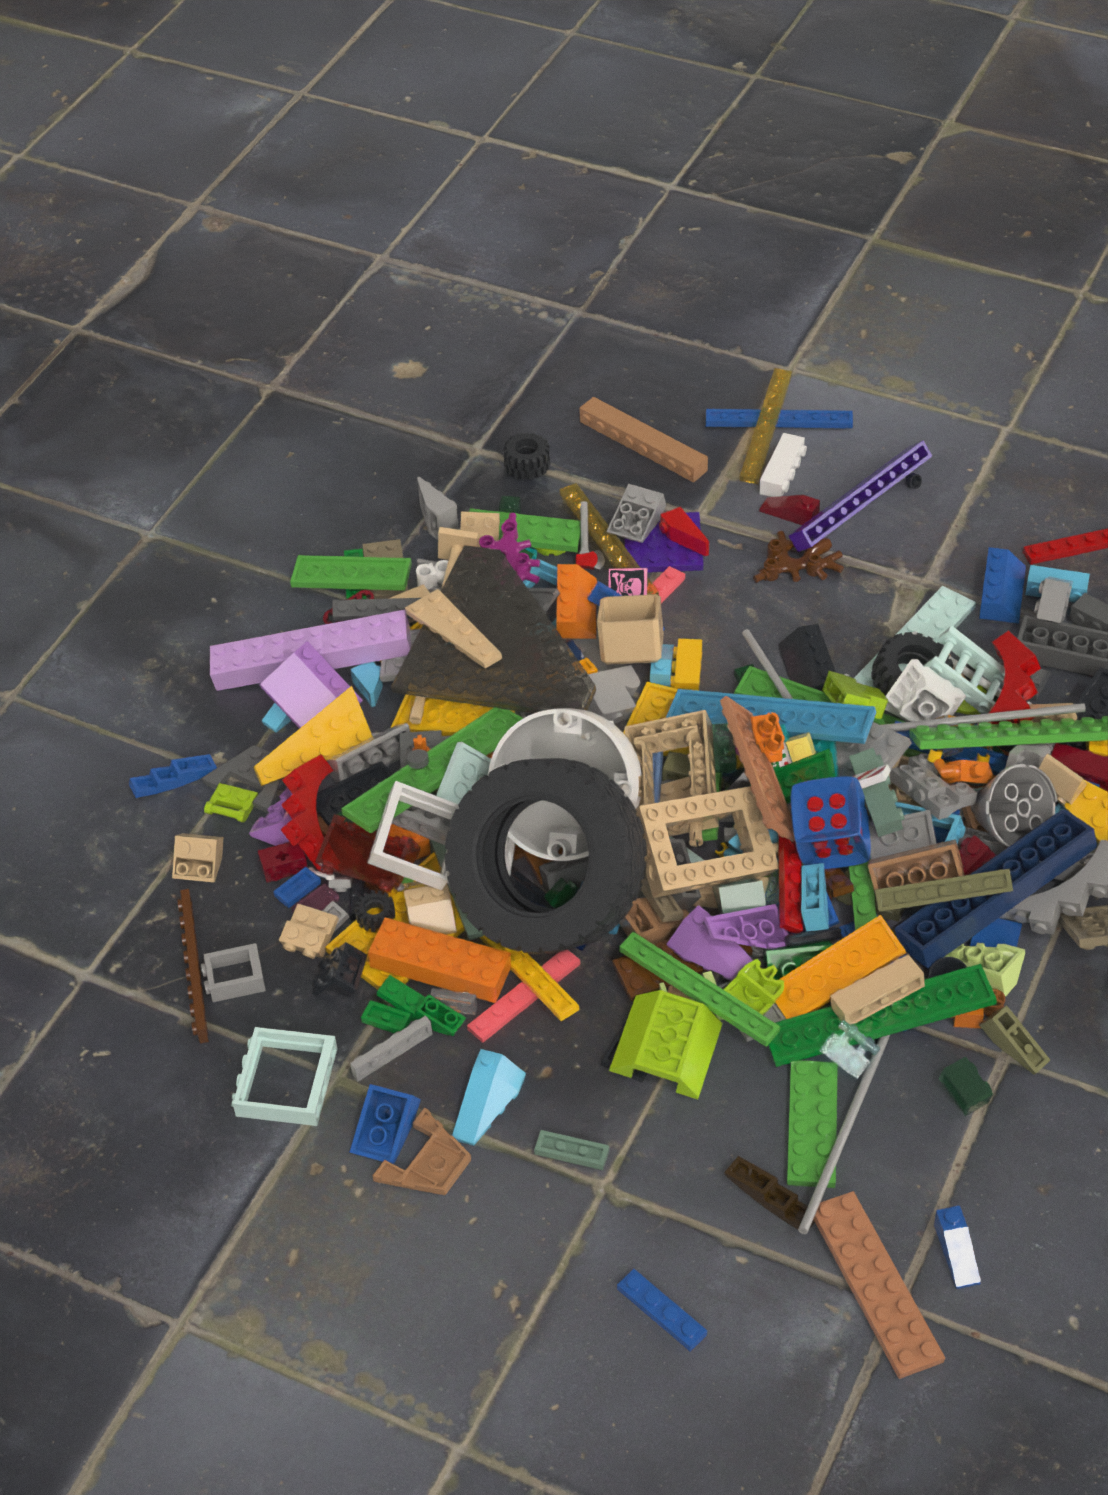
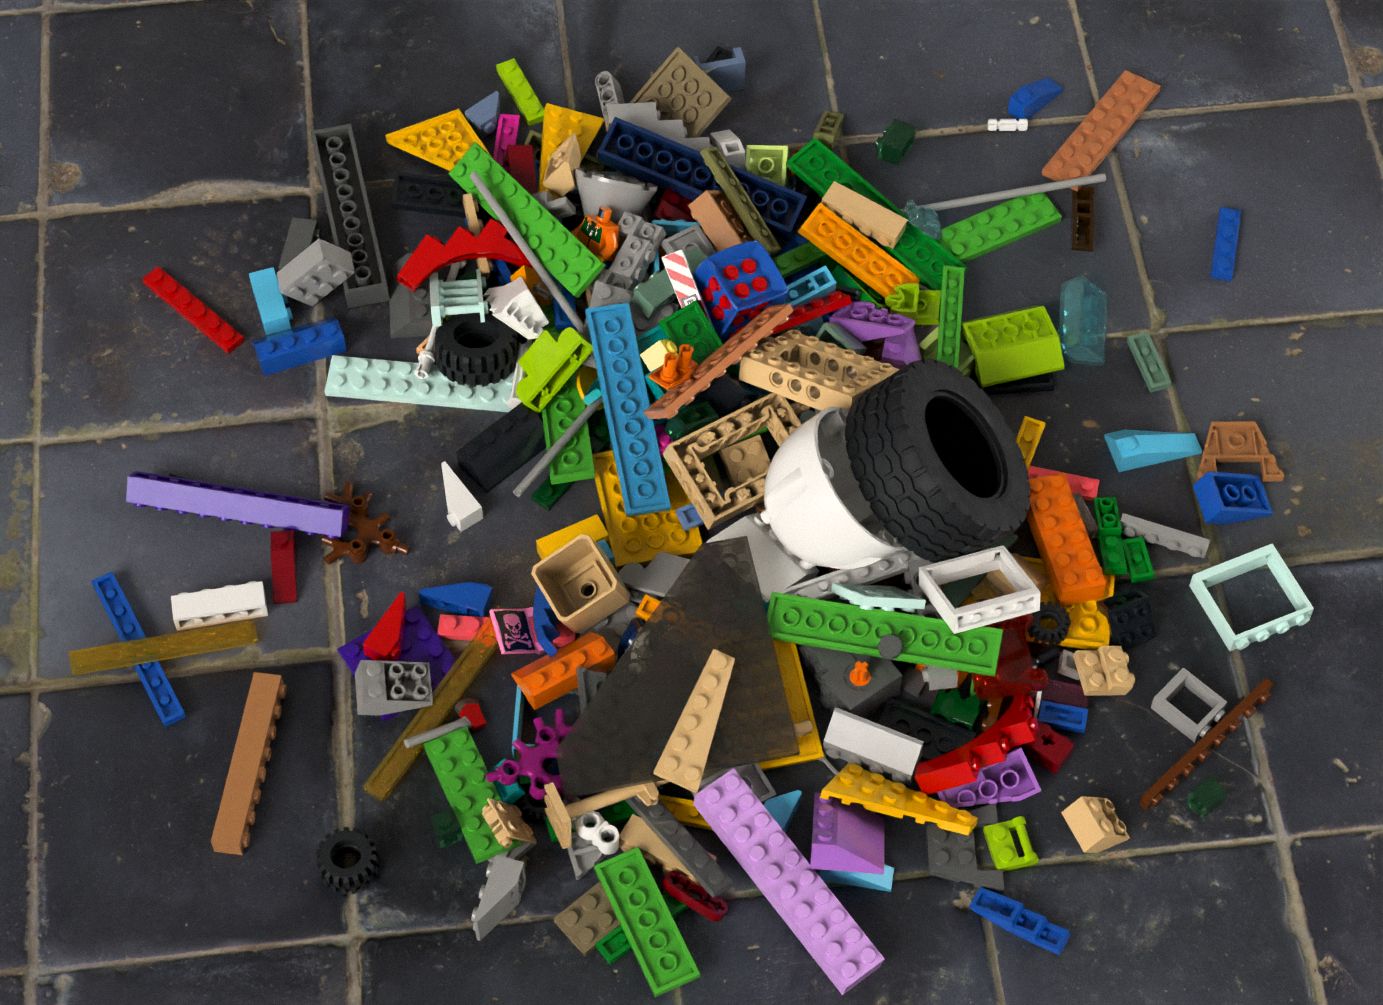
camera: 125 degrees left, 10 degrees up
(154, 937) = (1206, 797): none -> clear green brick
(650, 1121) = (1082, 322): none -> clear light blue slope
(684, 590) = (460, 598): none -> blue slope
(779, 619) = (461, 505): none -> white slope
(936, 1203) = (1007, 124): none -> white axle
(1037, 943) = (730, 147): none -> white slope

